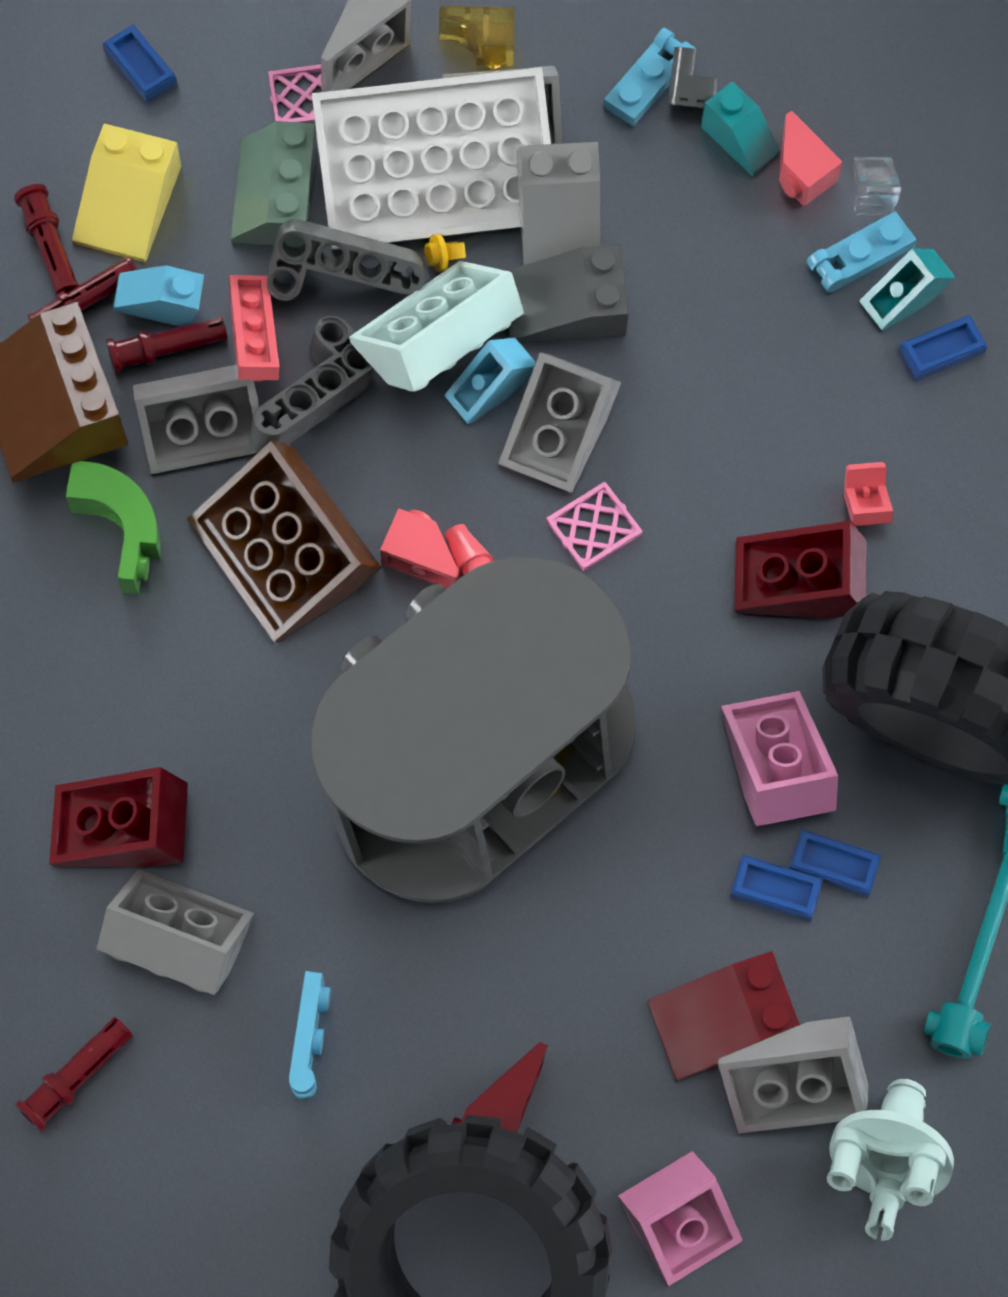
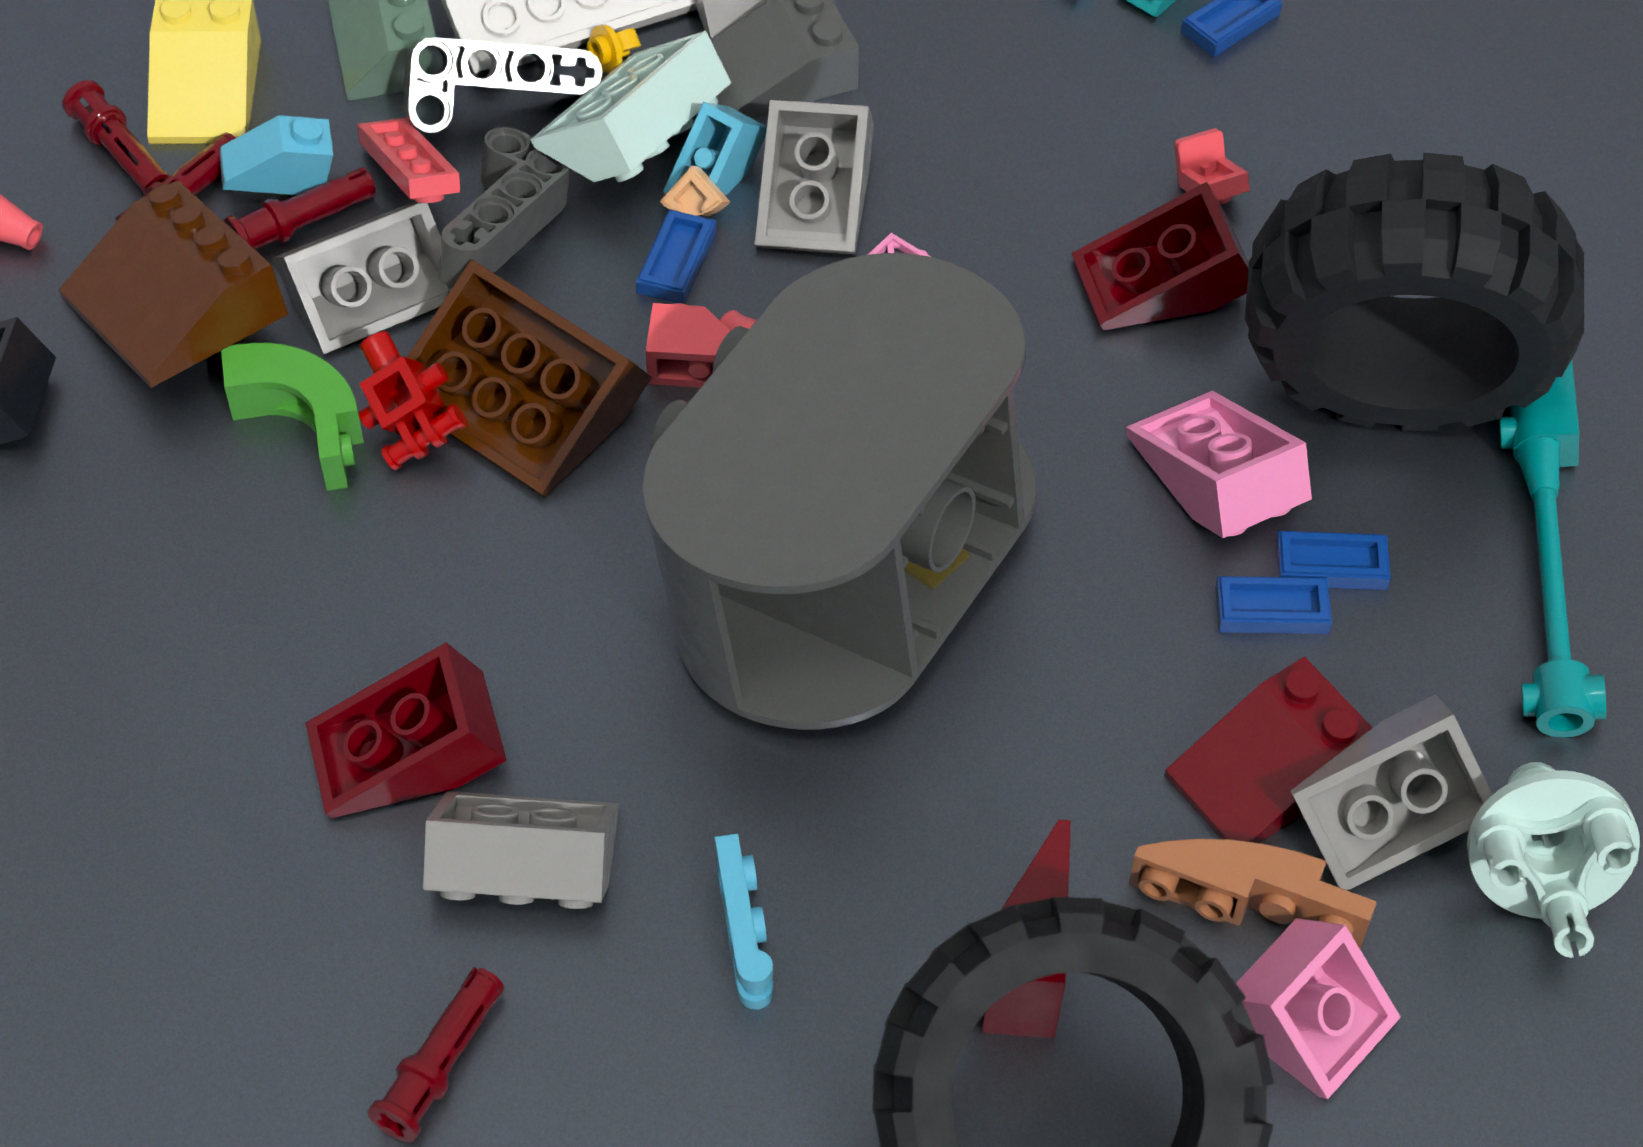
camera: 15 degrees left, 15 degrees down
(194, 543) = (403, 398): none -> red piece
(435, 458) = (676, 257): none -> blue tile
(465, 410) = (695, 194): none -> light nougat tile
(657, 1102) = (1229, 875): none -> nougat slope

